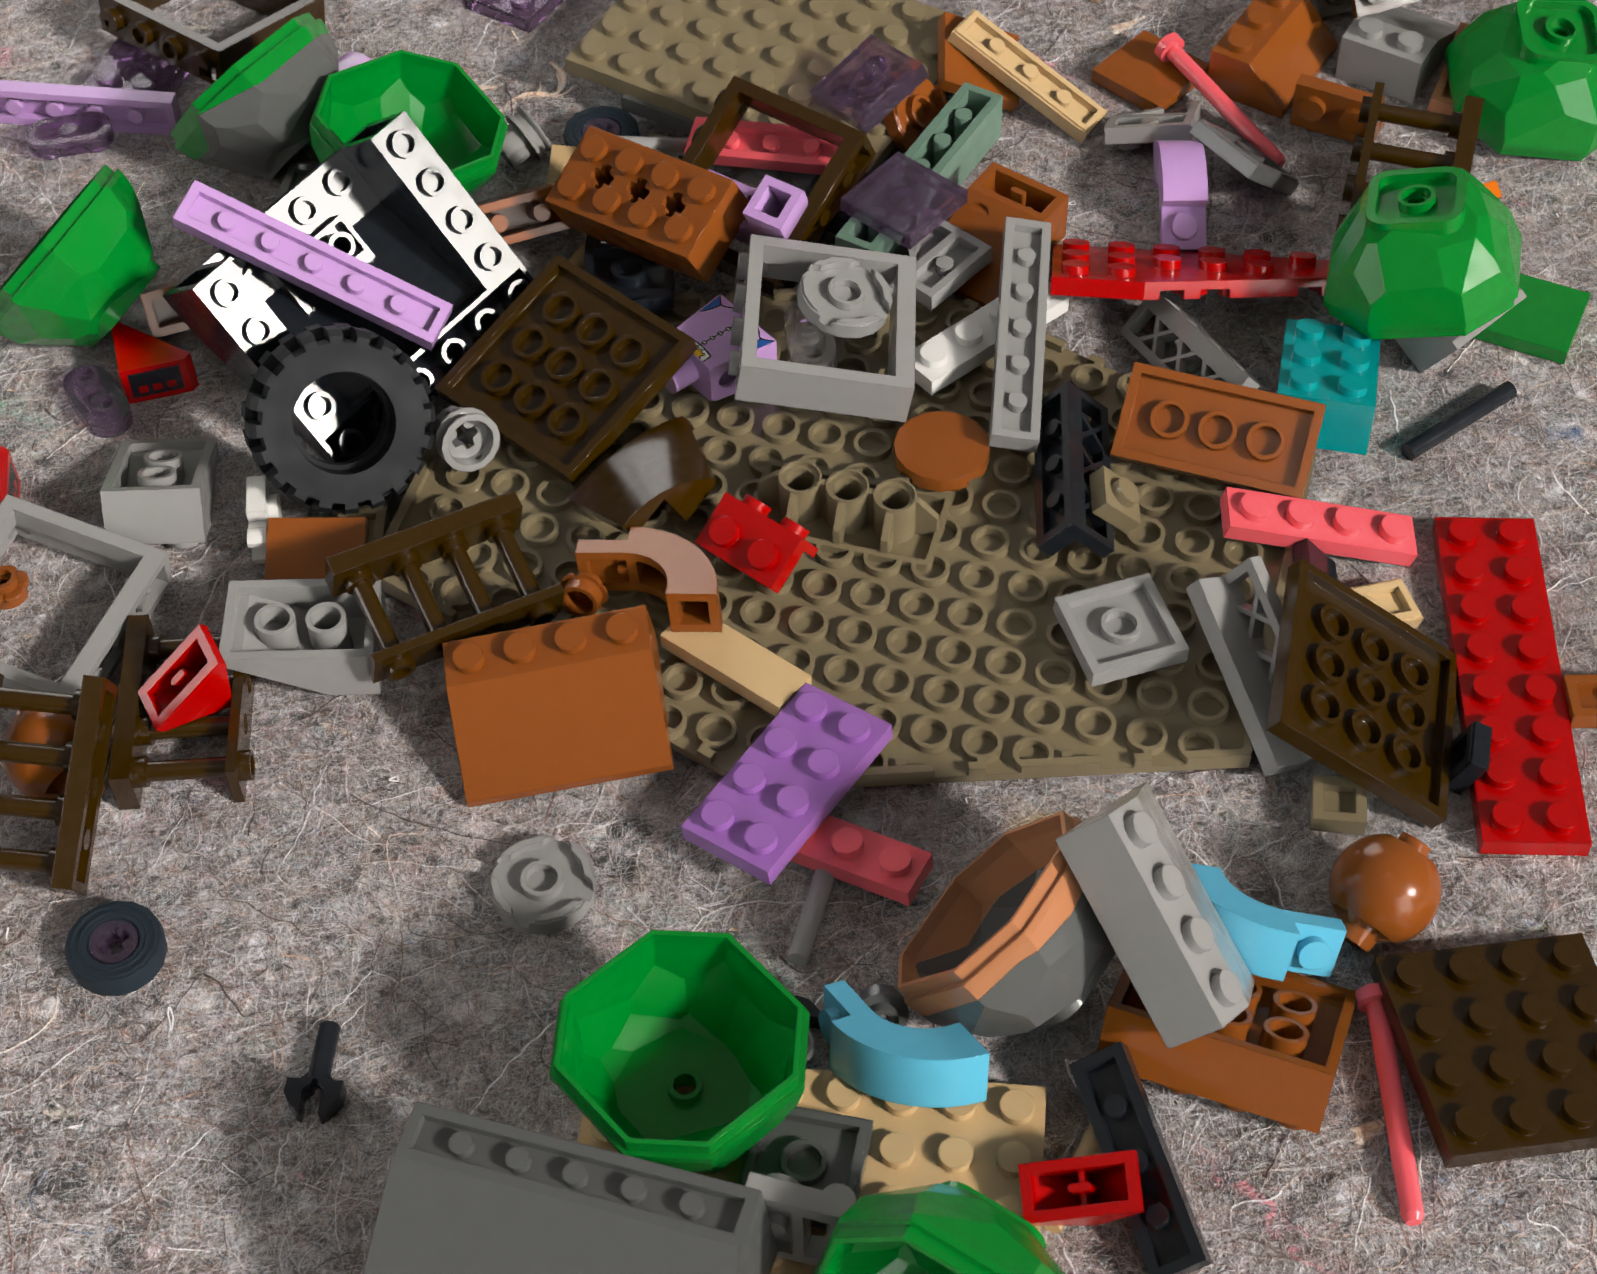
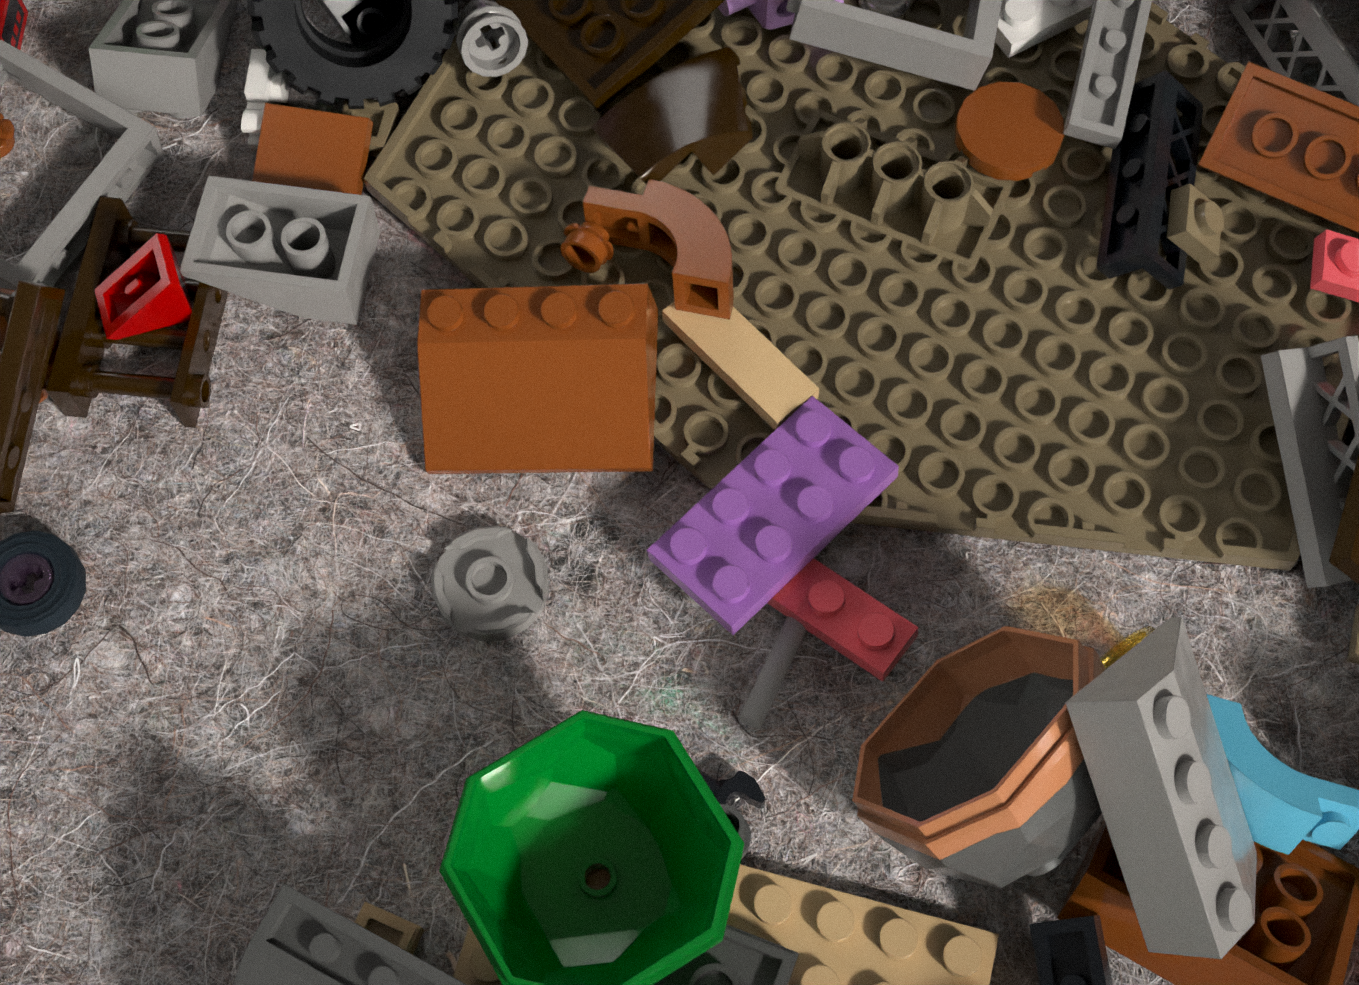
camera: 10 degrees right, 15 degrees up
(319, 1077) = (215, 774): black bar -> none
(448, 539) = (448, 165): dark brown fence -> none
(753, 542) = (784, 213): red bracket -> none
(886, 1003) = (828, 807): dark grey plate -> none
(901, 1062) = (835, 891): medium azure arch -> none
(1120, 629) = (1175, 386): light grey plate -> none

